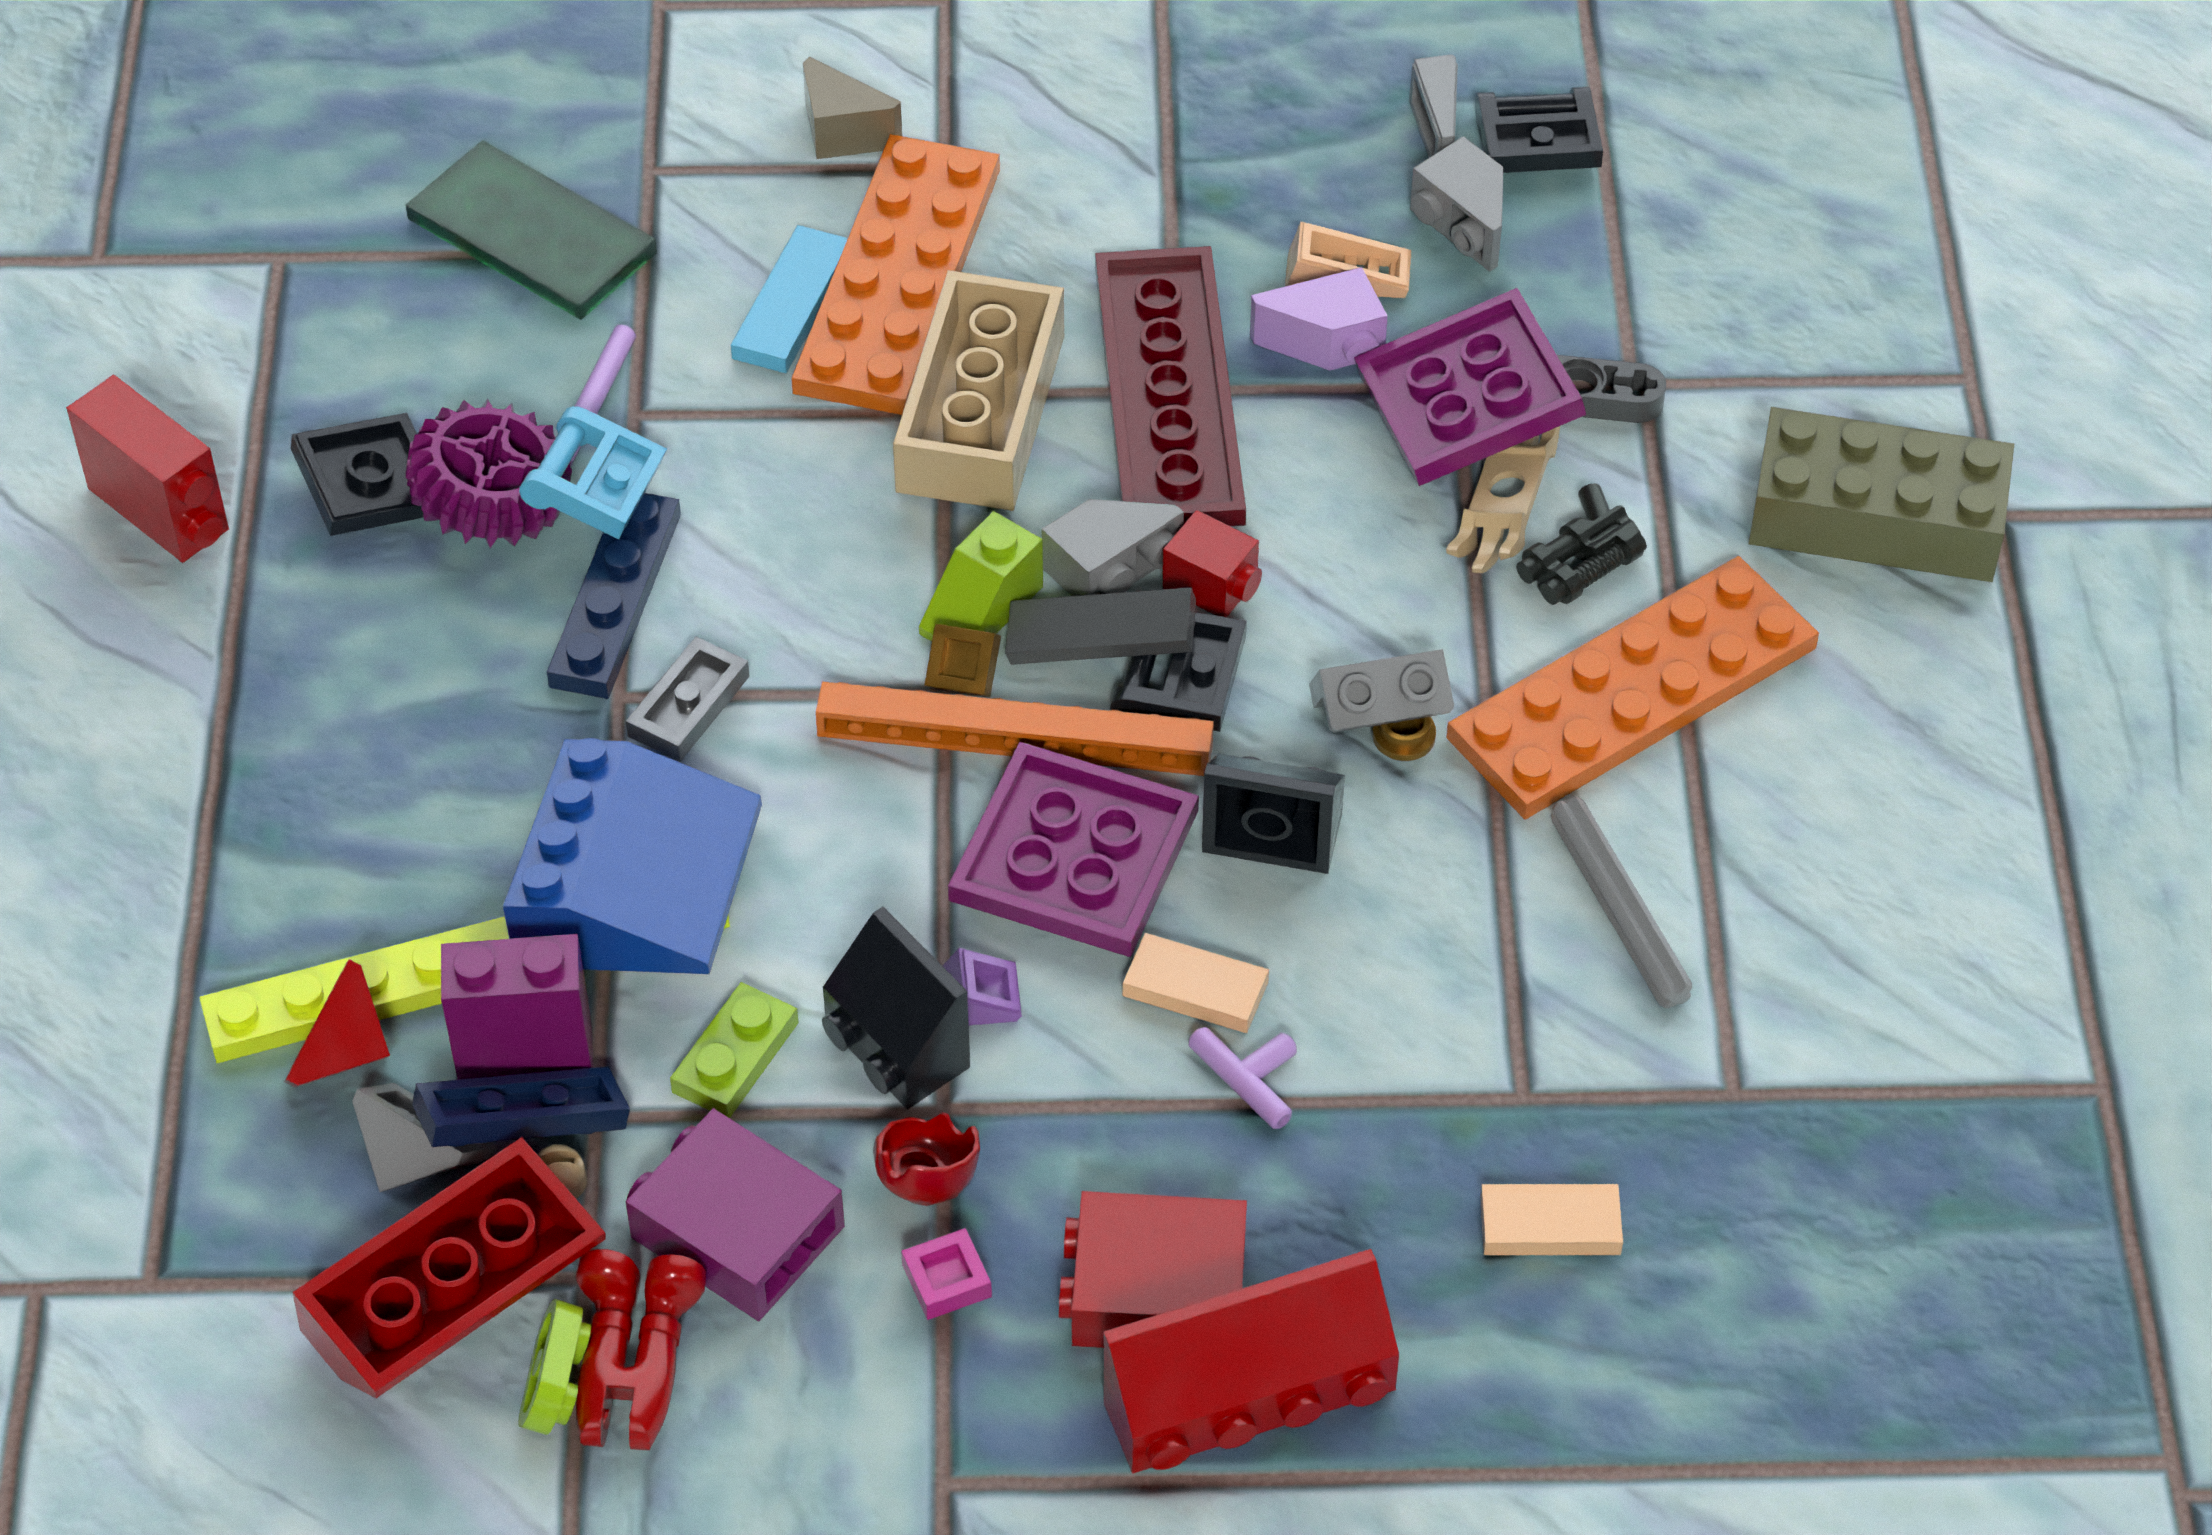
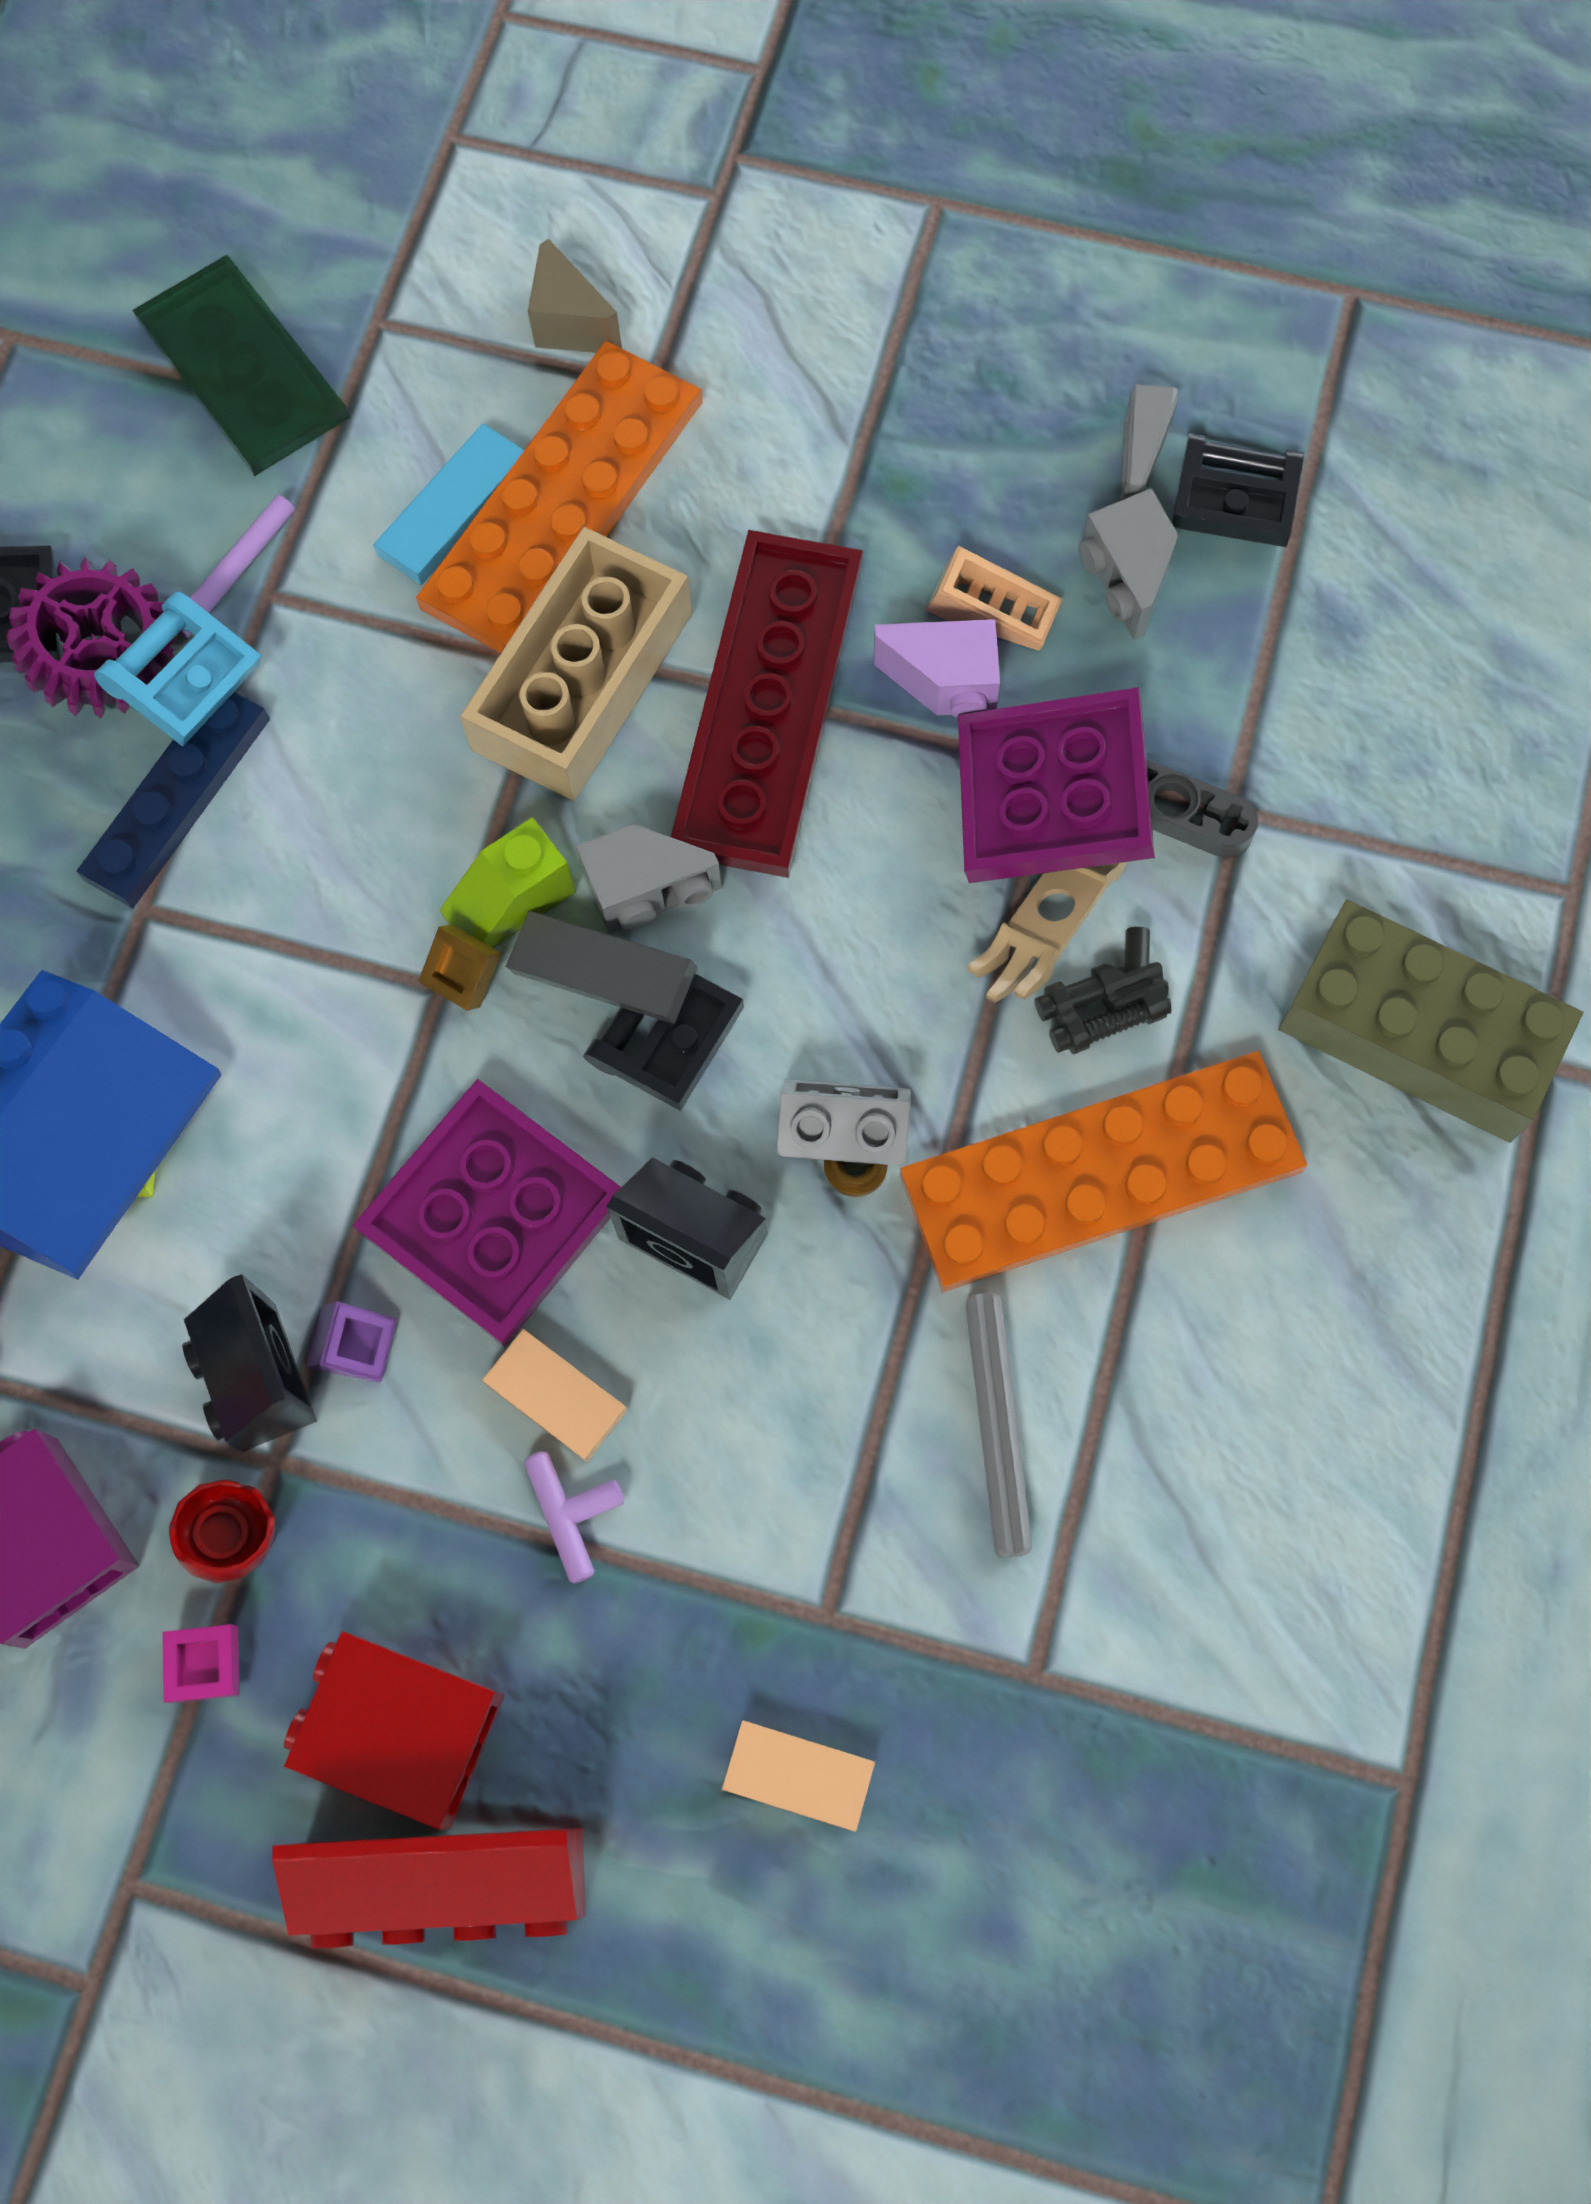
camera: 20 degrees right, 20 degrees up
(687, 699) = (193, 937): flat silver plate -> none
(734, 1050) = (102, 1343): lime plate -> none
(999, 725) = (486, 1055): orange piece -> none
(1213, 562) = (734, 922): brick -> none

